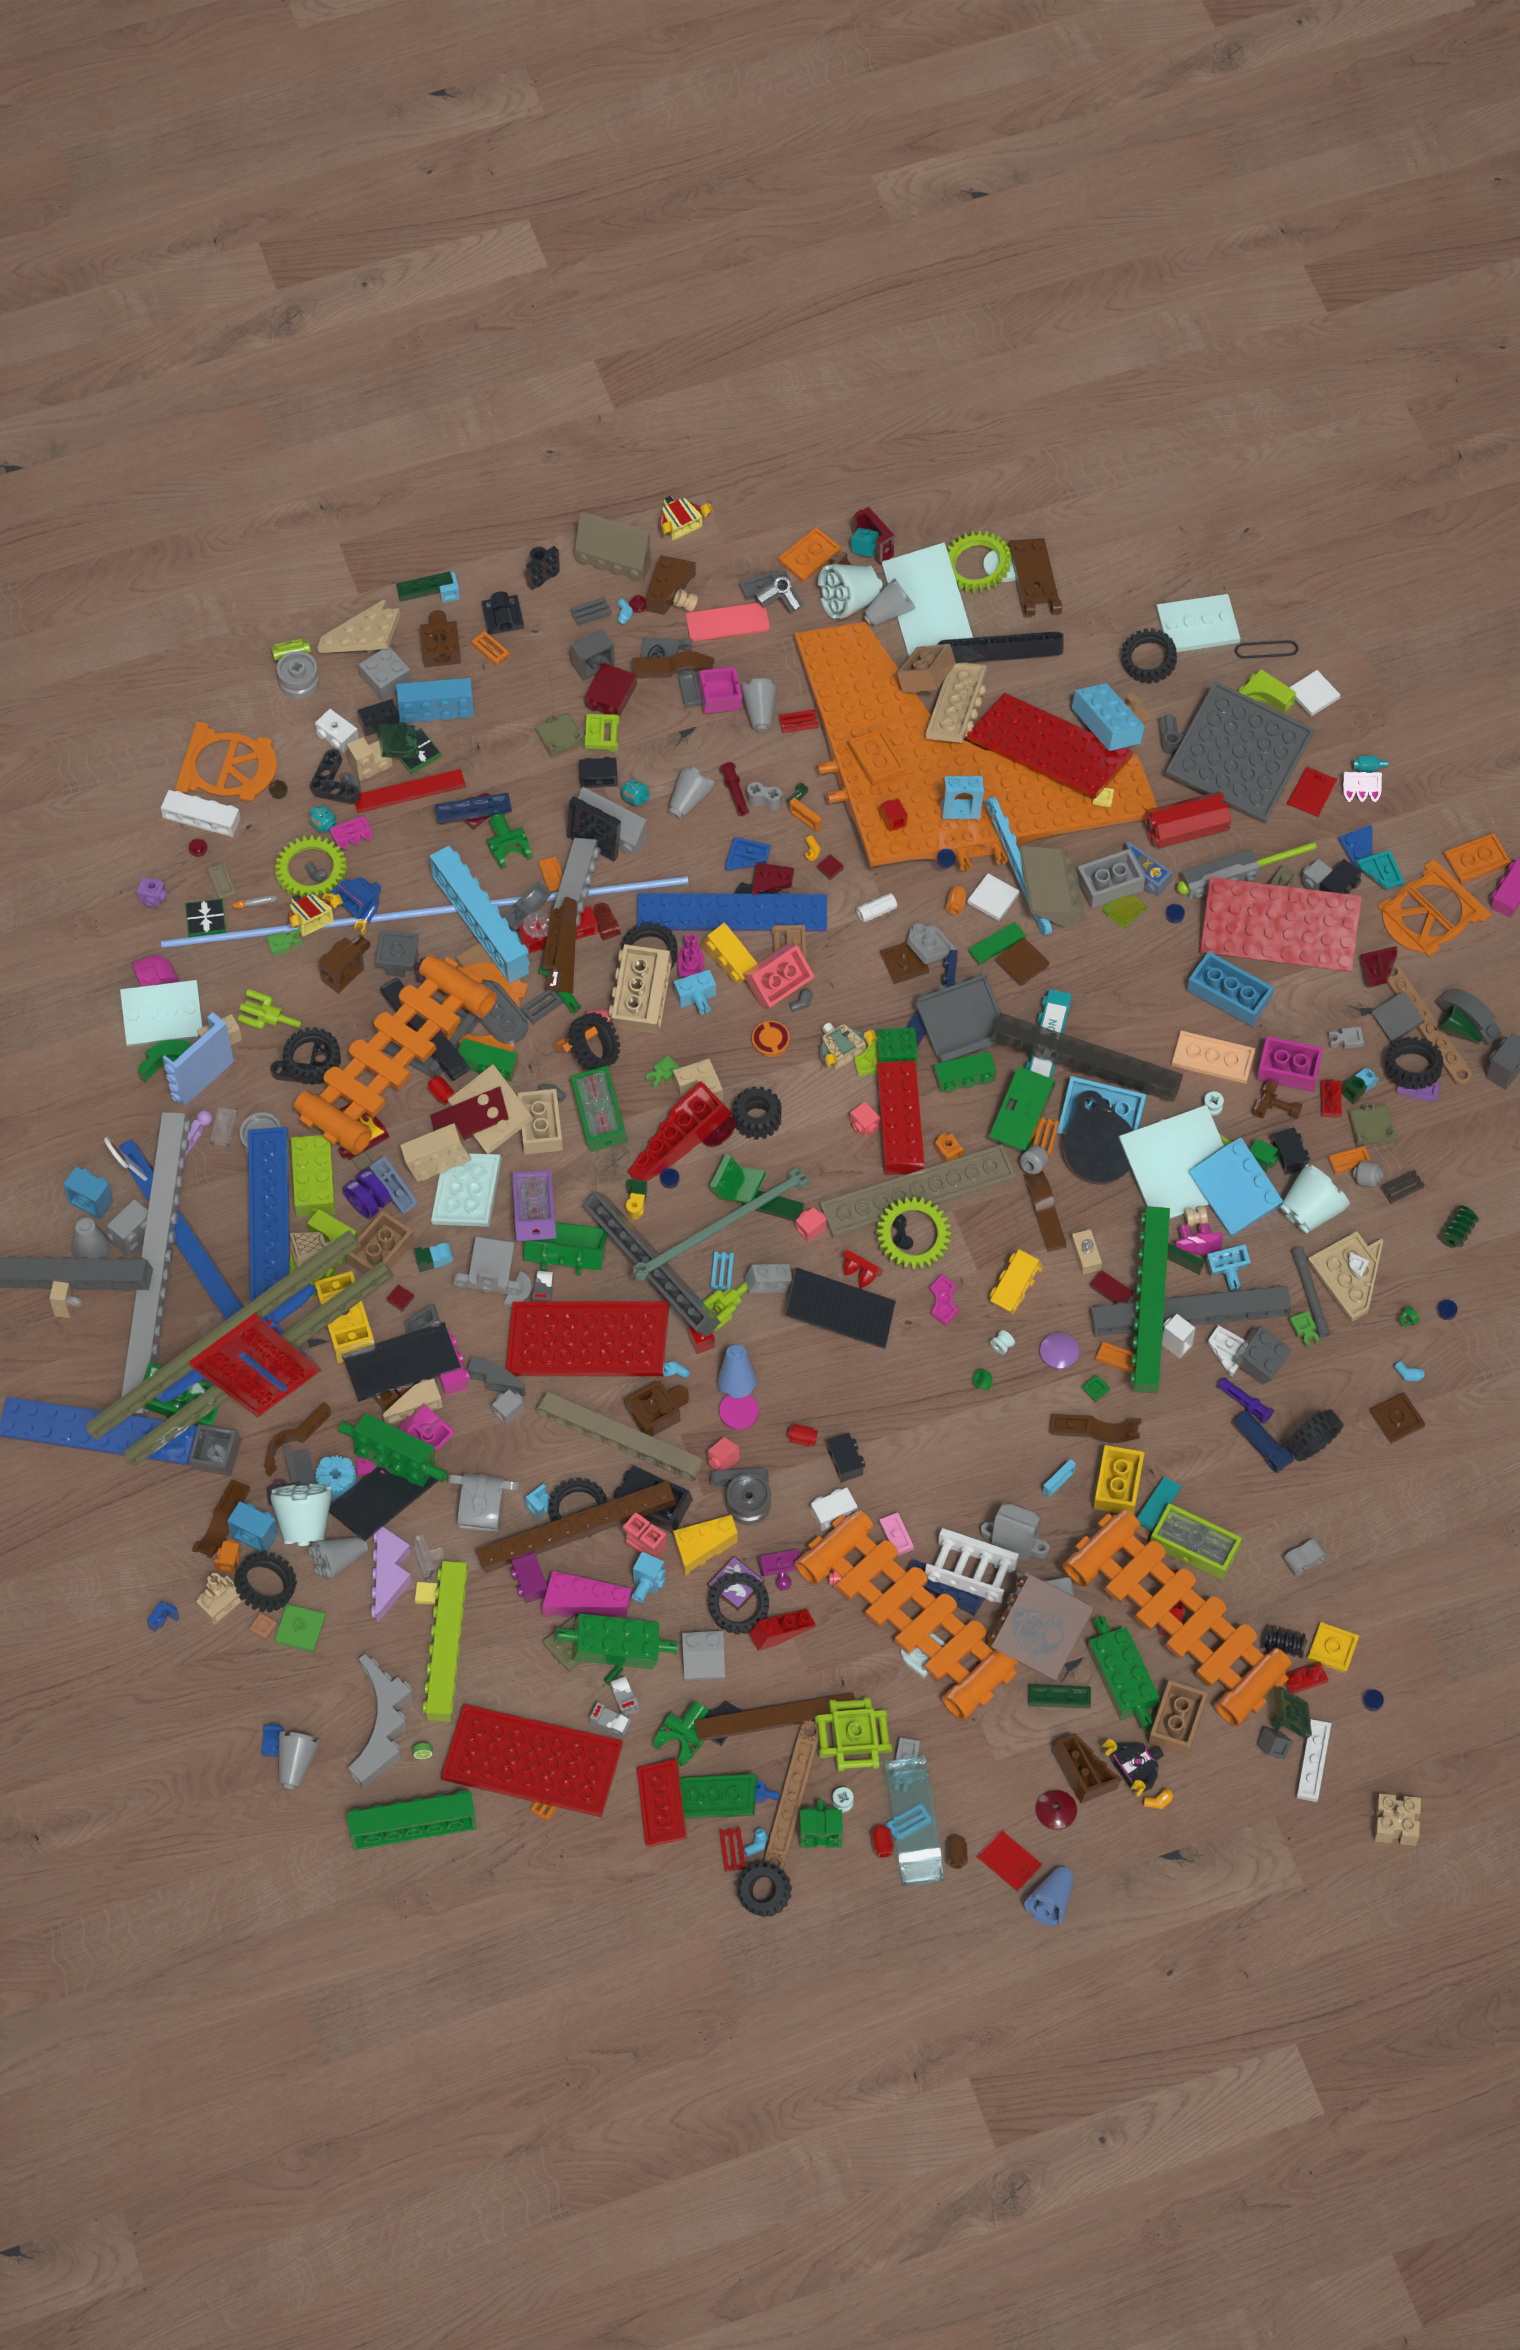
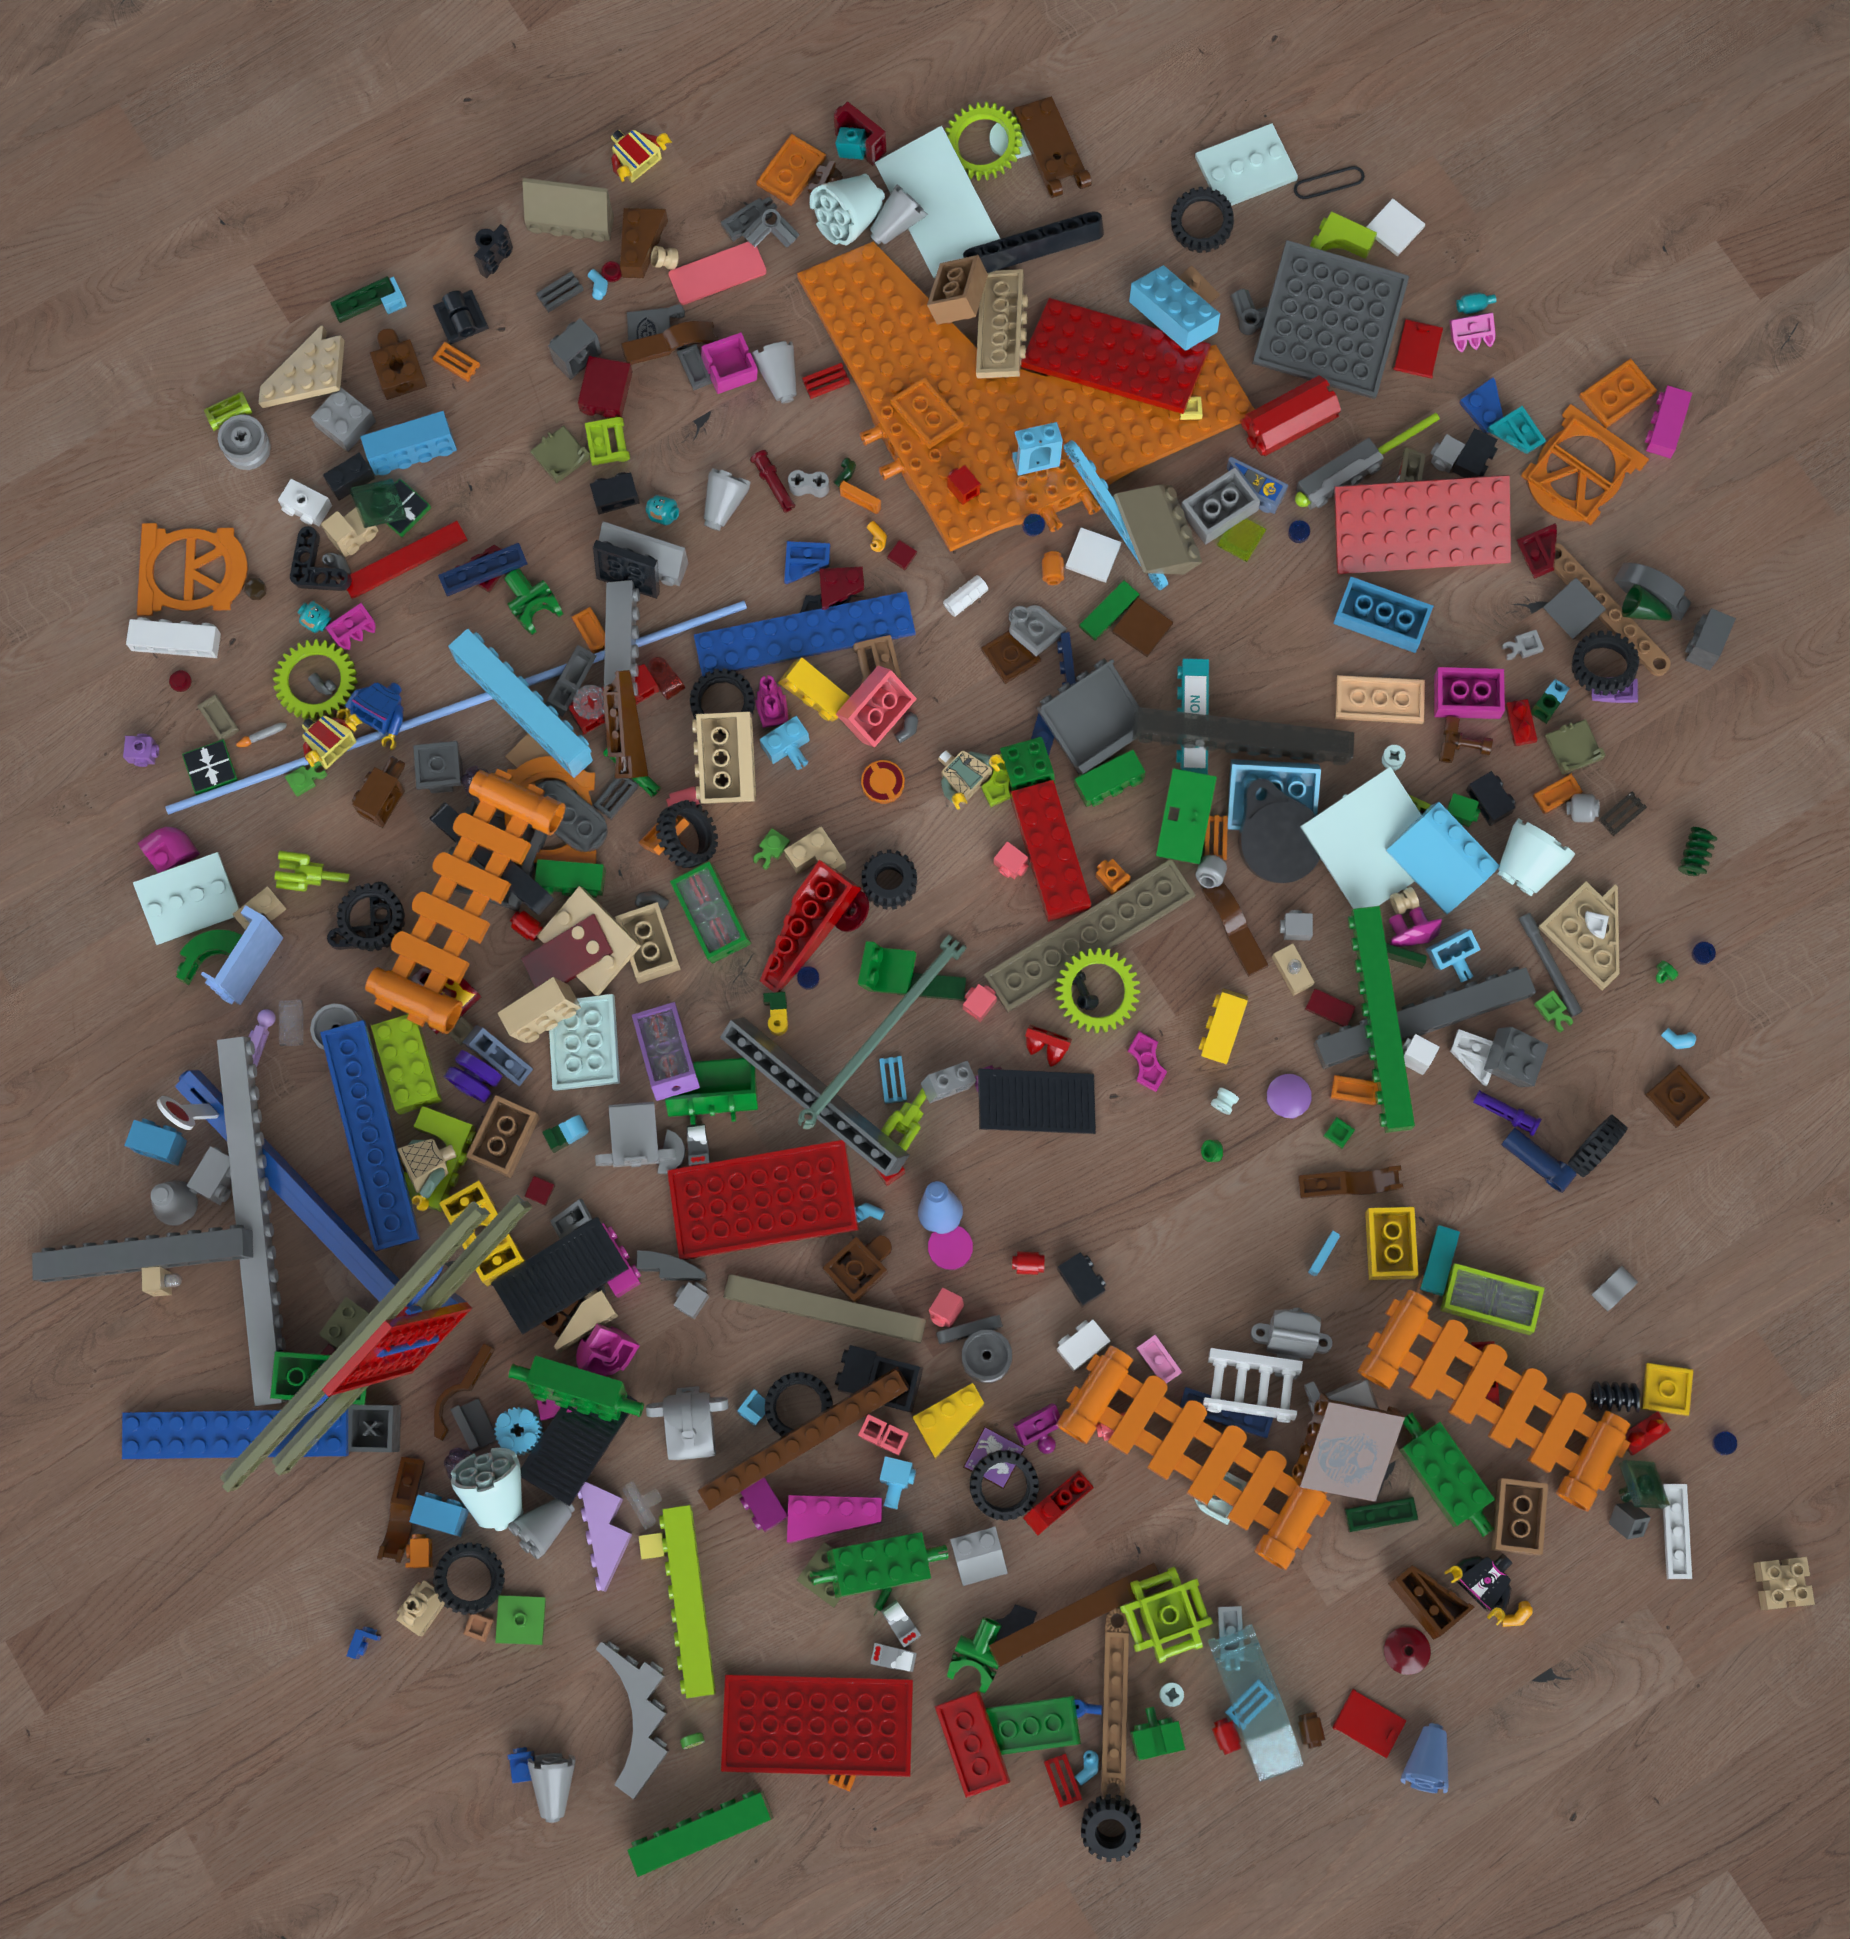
camera: 10 degrees left, 15 degrees up
(1098, 1218) = (1297, 925): none -> light grey brick

